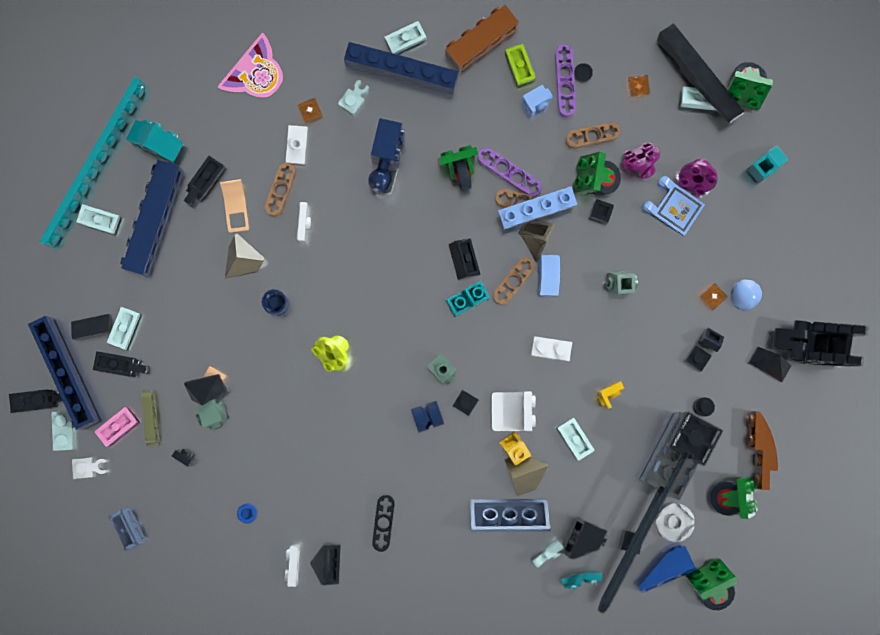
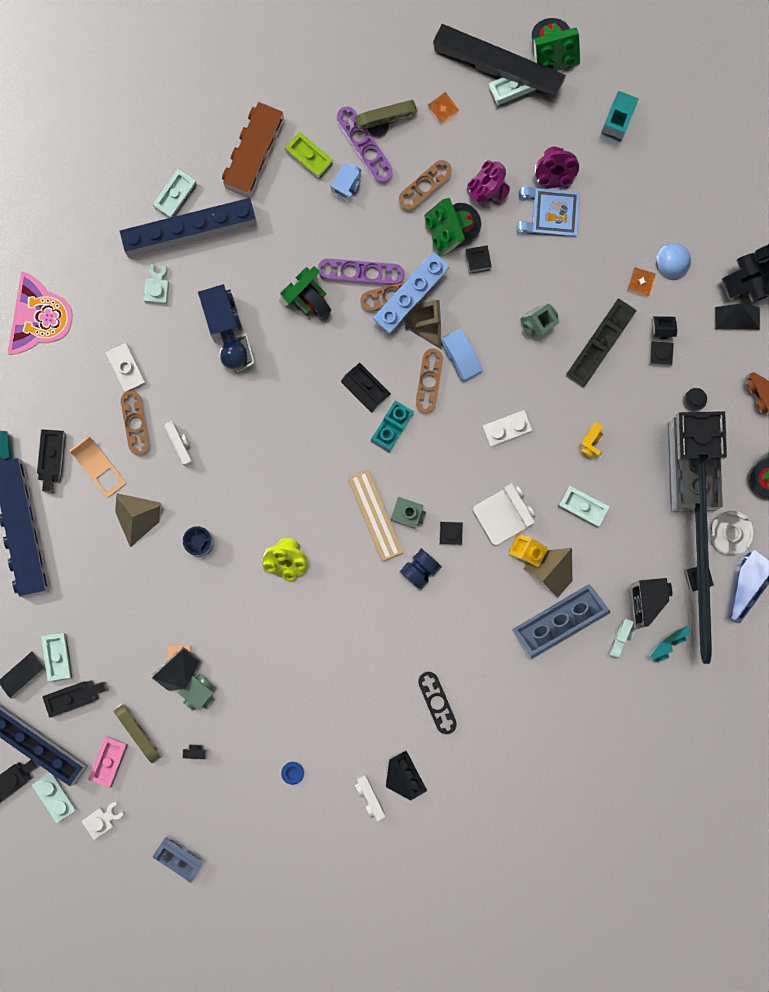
camera: 25 degrees left, 0 degrees up
(310, 110) = (118, 324): clear orange tile -> none
(417, 357) = (375, 515): none -> tan tile
(594, 67) = (386, 114): none -> olive beam
(658, 324) = (601, 342): none -> pearl dark grey slope

